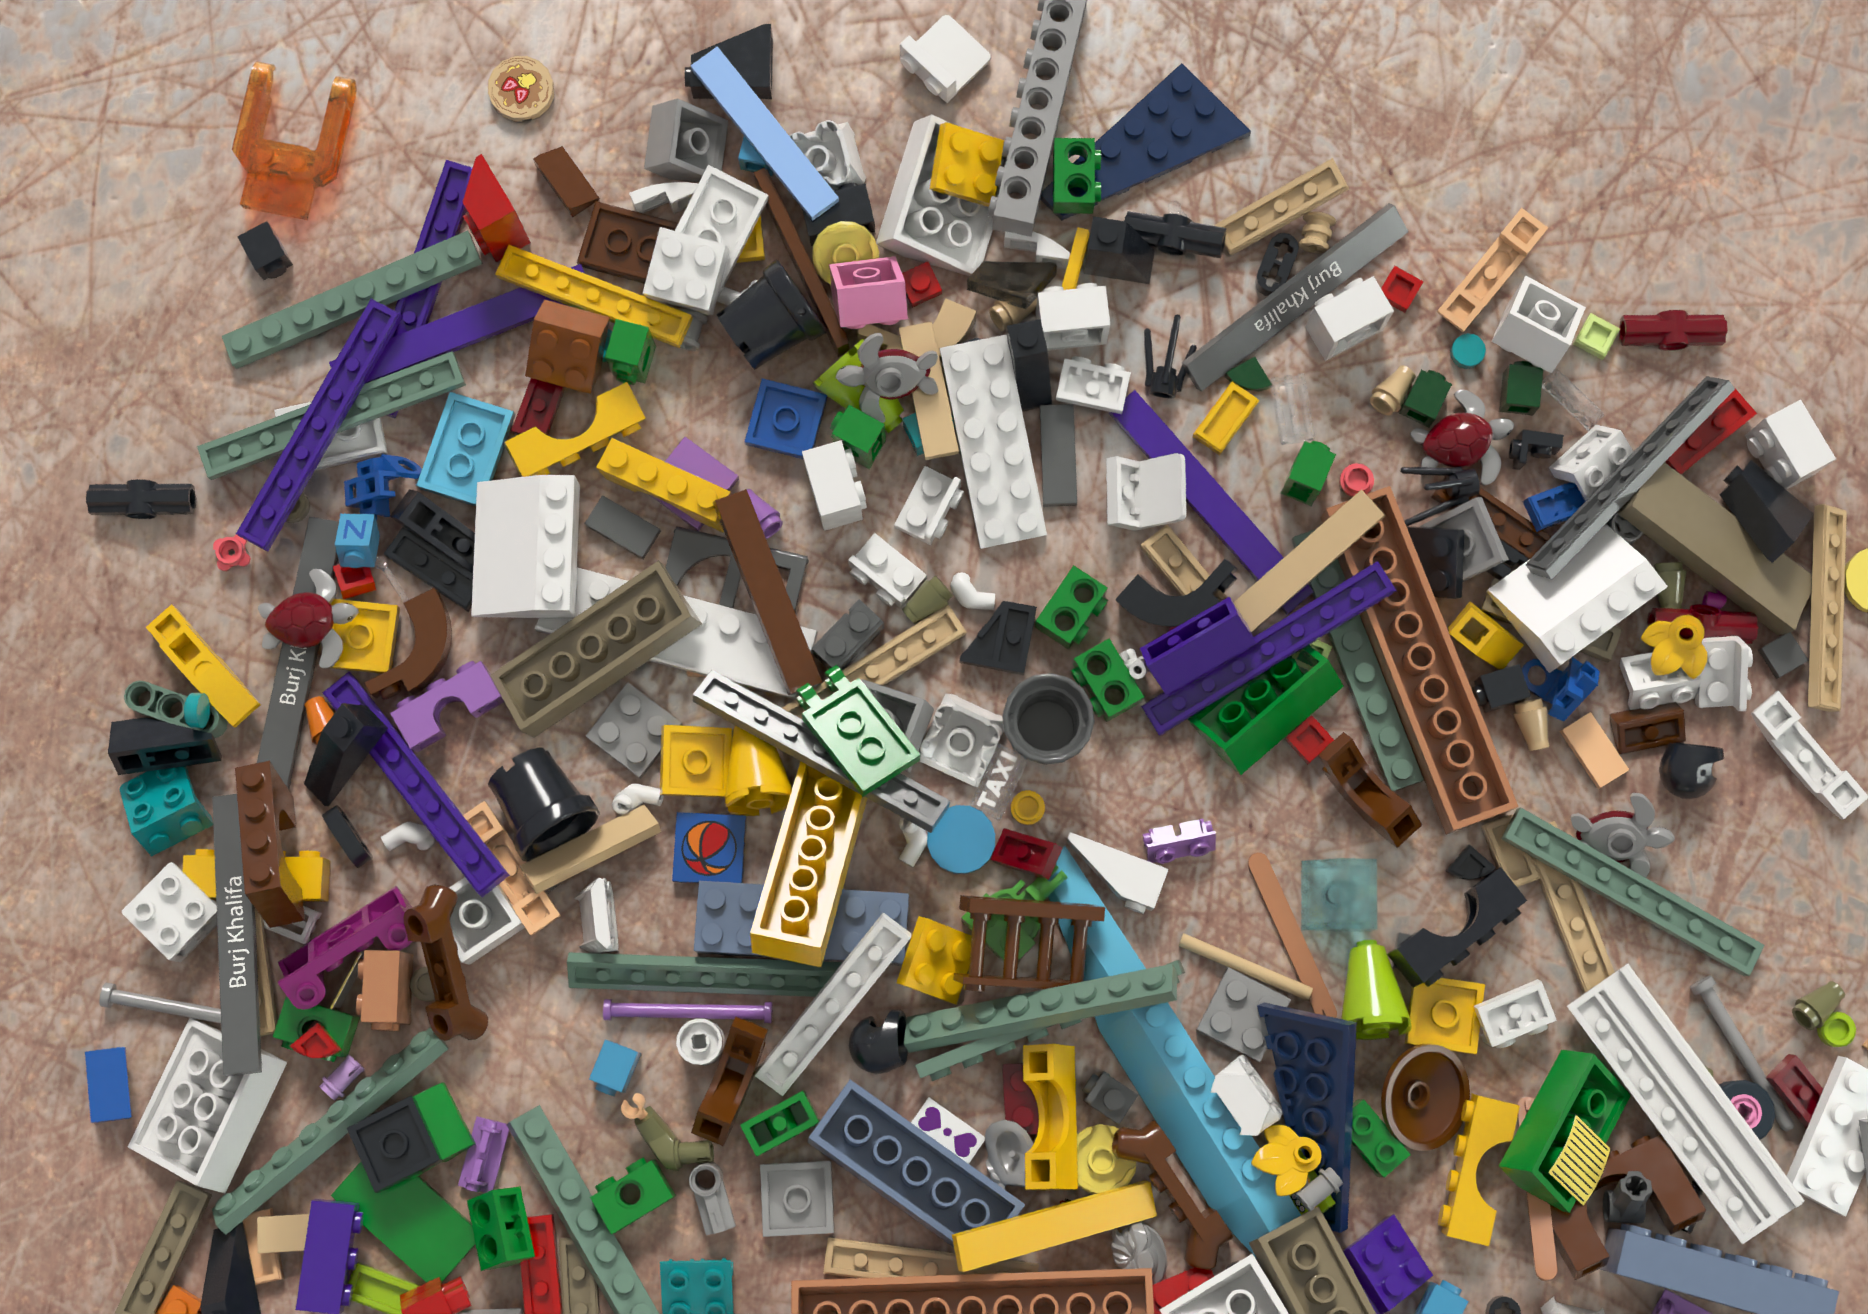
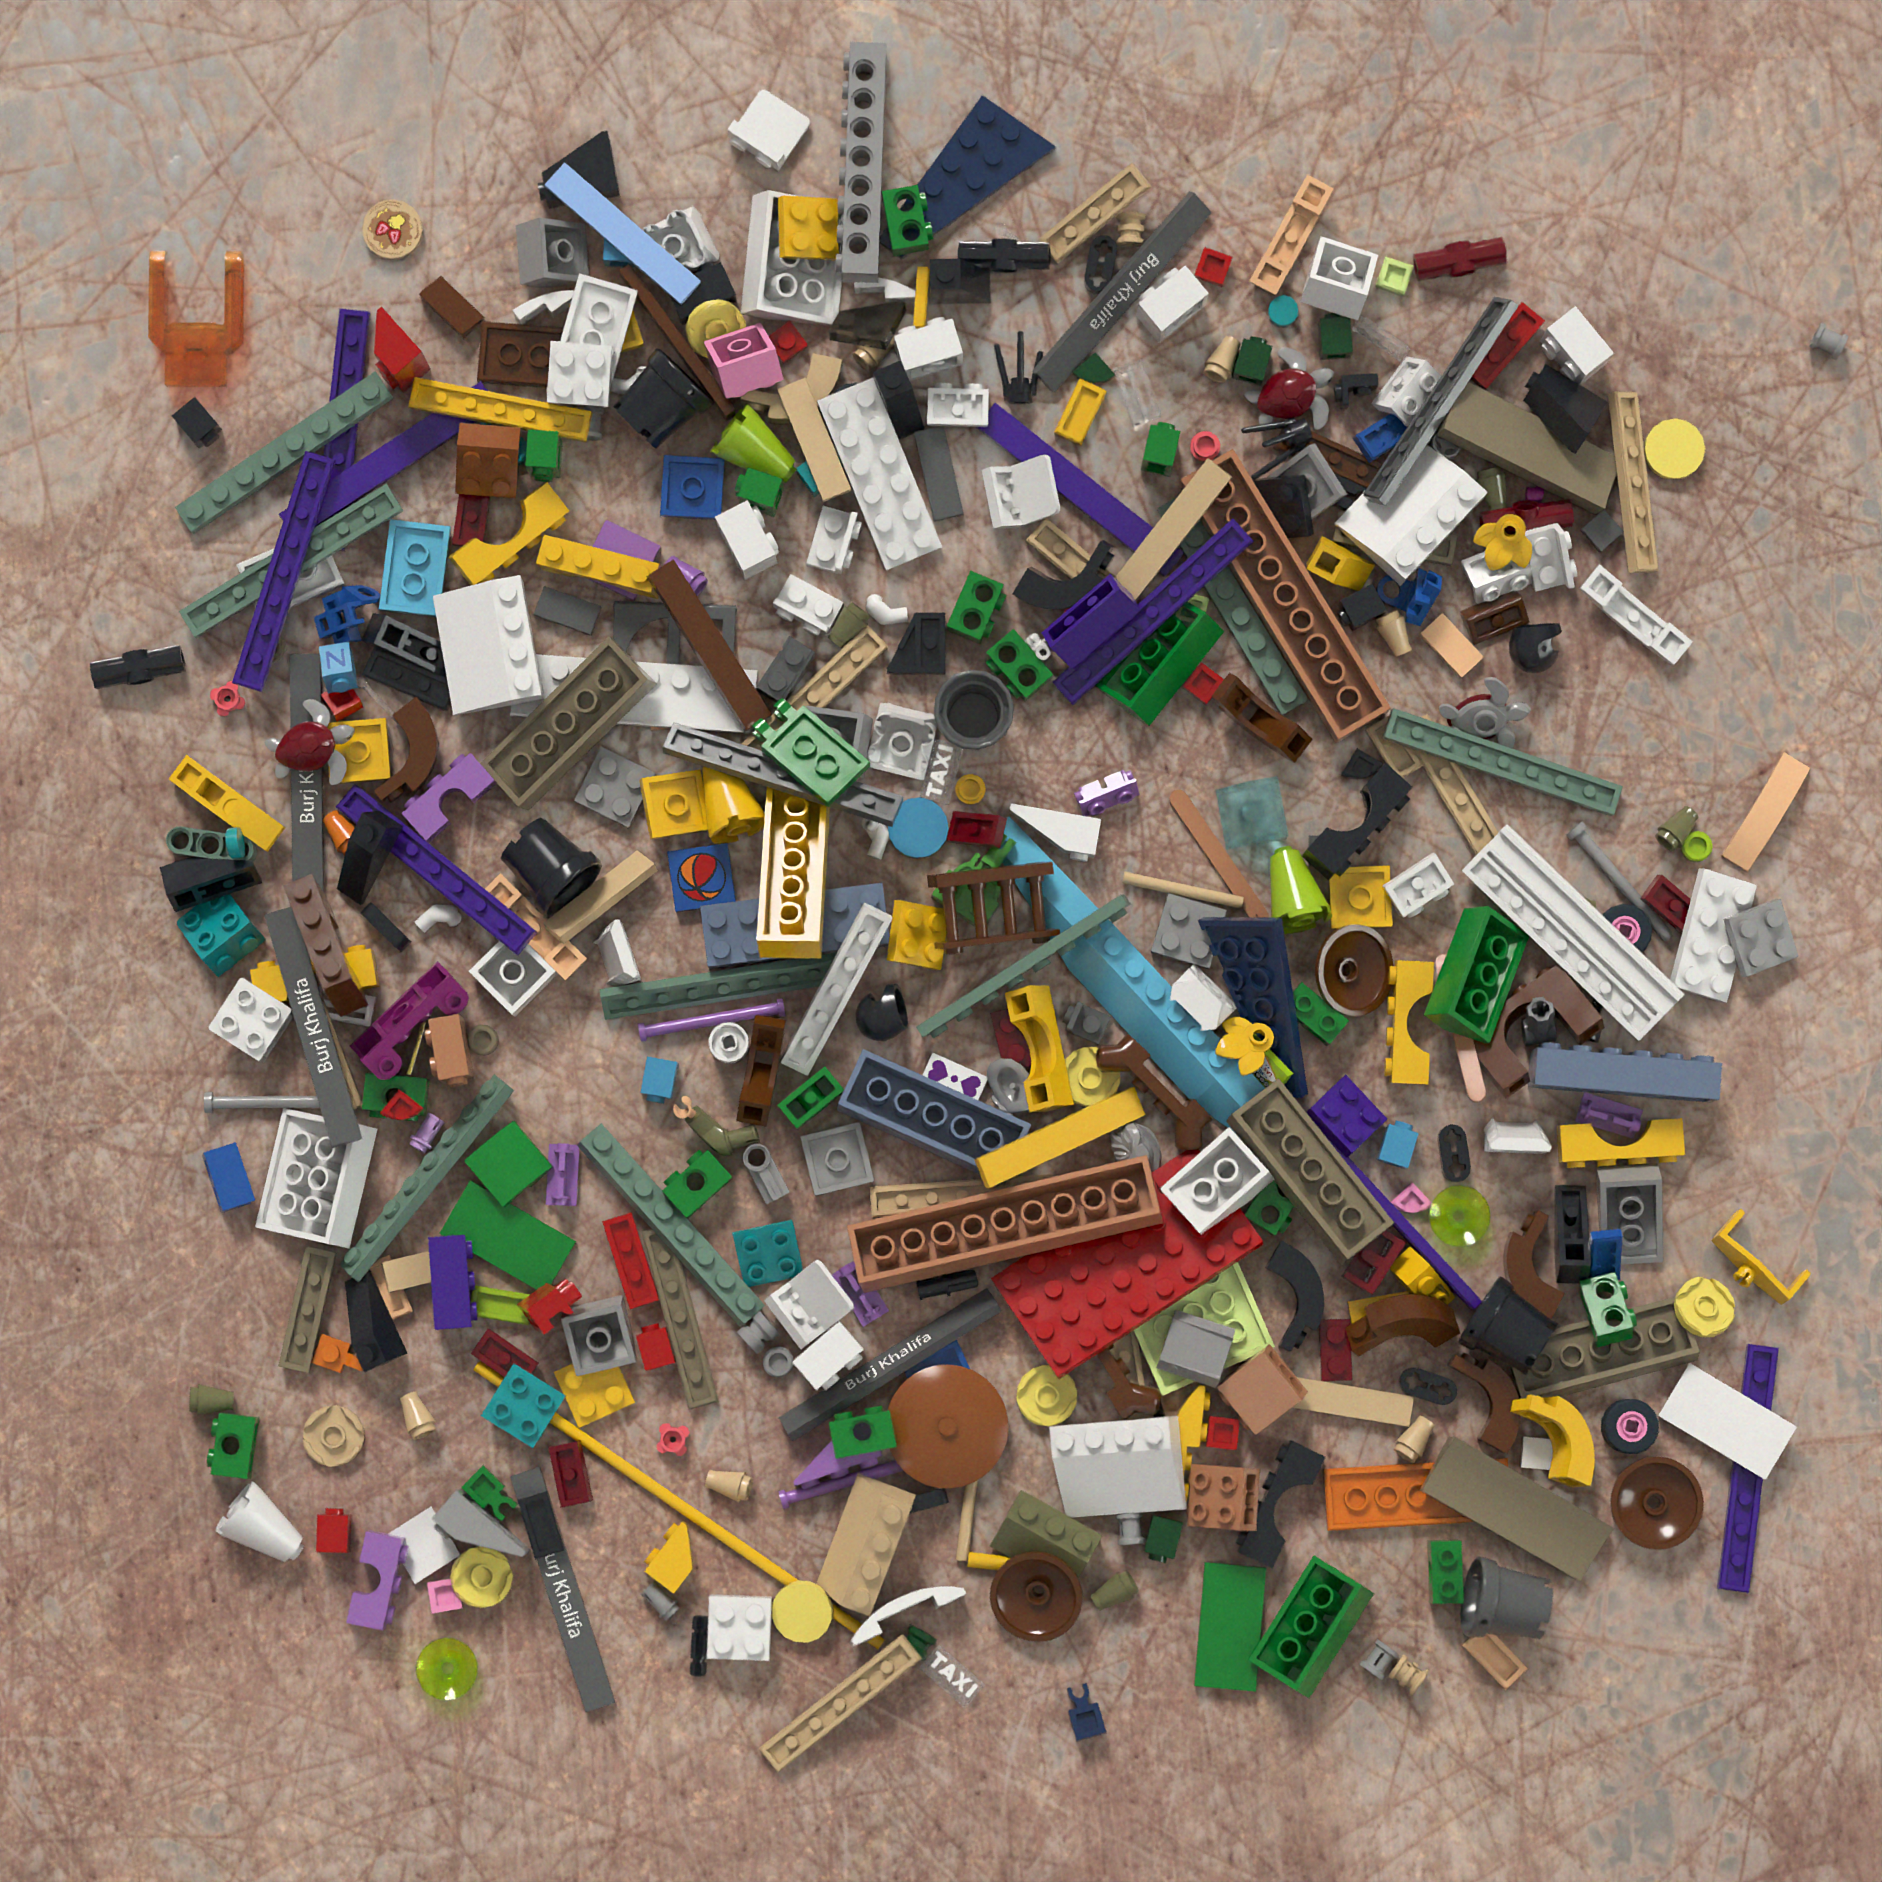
camera: 15 degrees left, 5 degrees up
(394, 1144) = (487, 1178): black plate -> none
(431, 926) = (481, 988): reddish brown plate -> none
(500, 1228) = (591, 1231): green brick -> none
(634, 796) = (628, 844): white arm -> none
(887, 374) = (776, 434): light grey animal -> none
(1041, 1008) = (1013, 957): sand green plate -> none
(1319, 1188) = (1276, 1063): light grey pin -> none
(1581, 1161) = (1492, 998): light yellow sticker -> none

